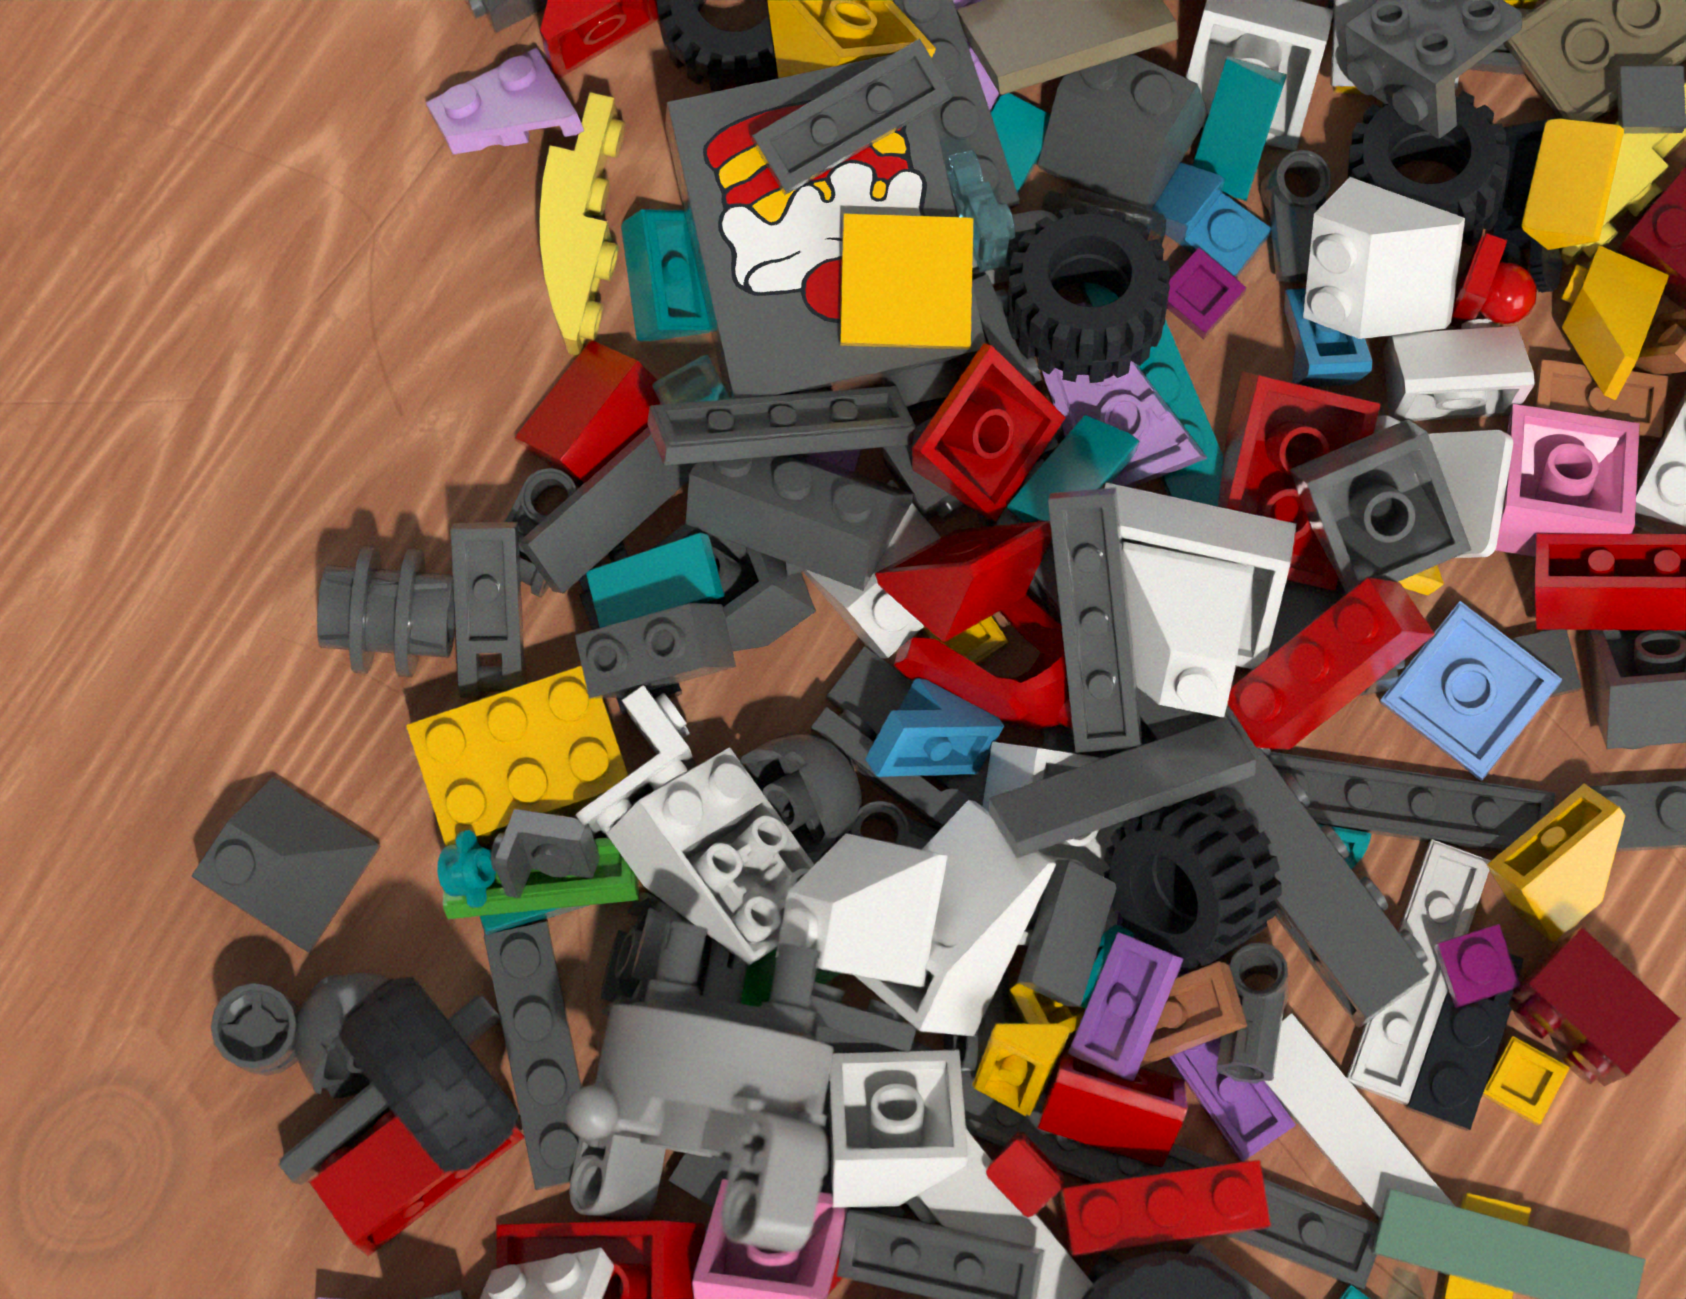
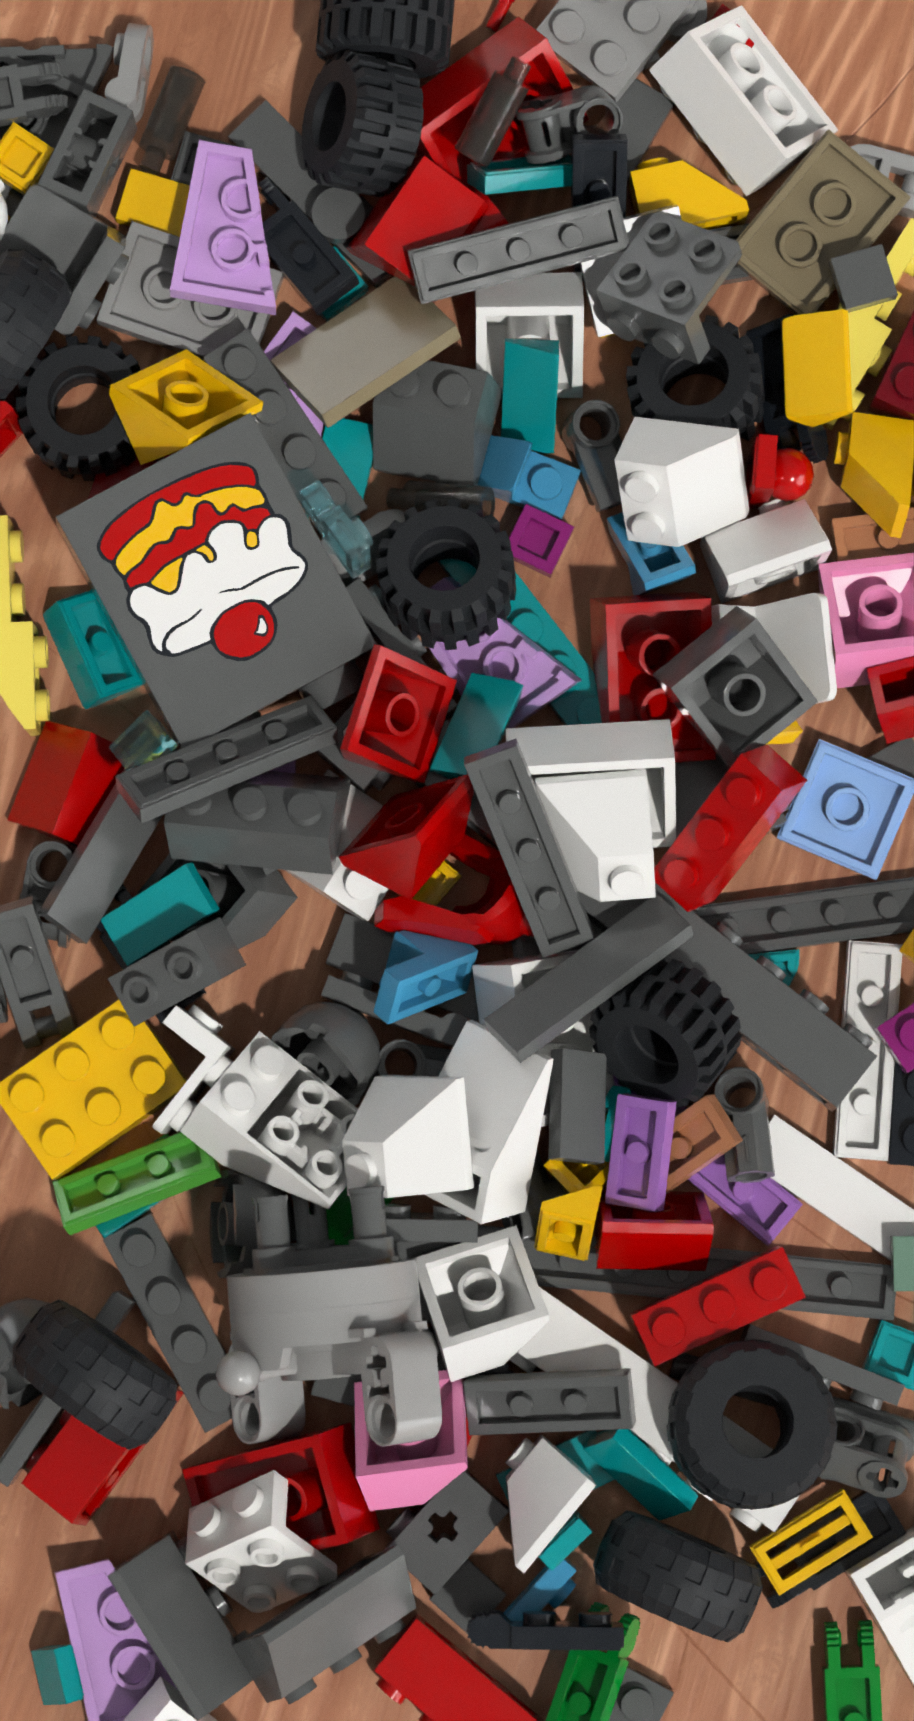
camera: 20 degrees left, 5 degrees up
(466, 869) = (75, 1193): teal plate -> none
(542, 843) = (133, 1154): dark grey bracket -> none
(851, 117) = (212, 487): dark grey plate -> none
(906, 281) = (296, 610): yellow tile -> none
(1025, 1175) = (597, 1309): red slope -> none

